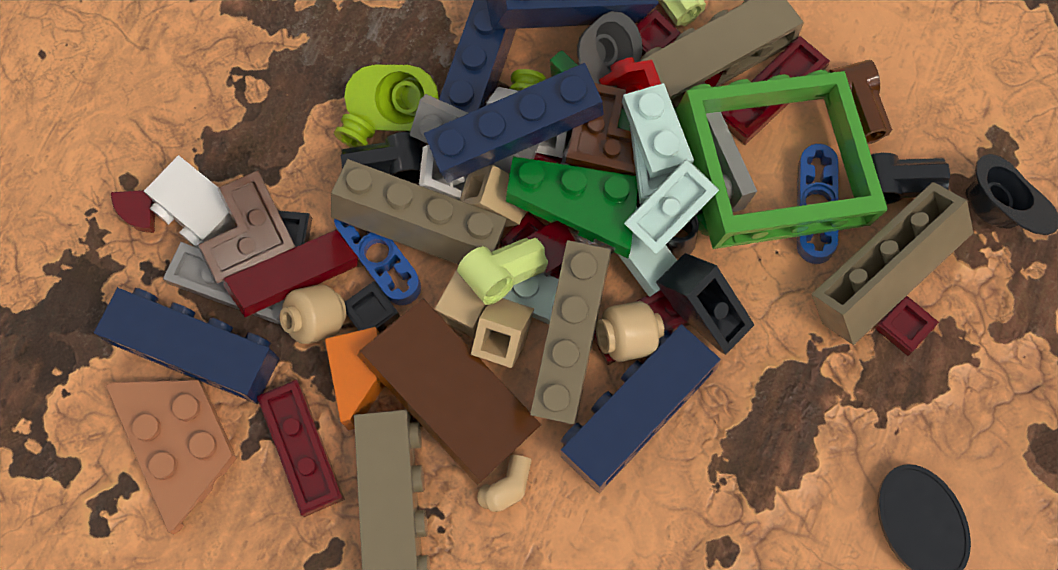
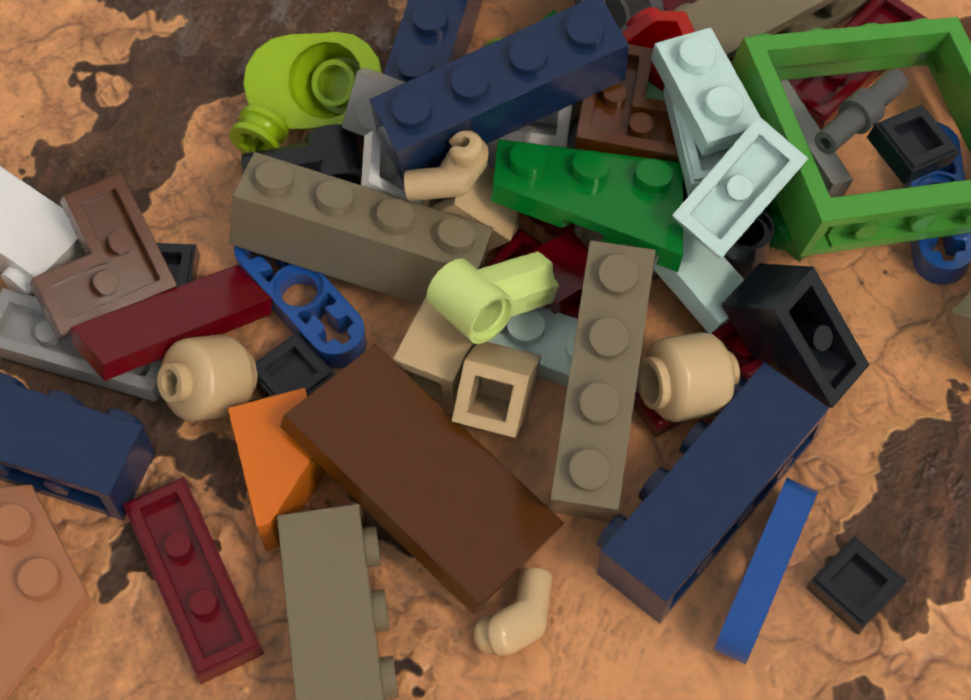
camera: 10 degrees left, 10 degrees down
(480, 185) = (455, 174): none -> tan arm
(669, 464) = (765, 571): none -> blue beam
(729, 475) = (856, 585): none -> black tile
(762, 150) = (861, 111): none -> dark grey bar
(797, 174) = (912, 144): none -> black tile

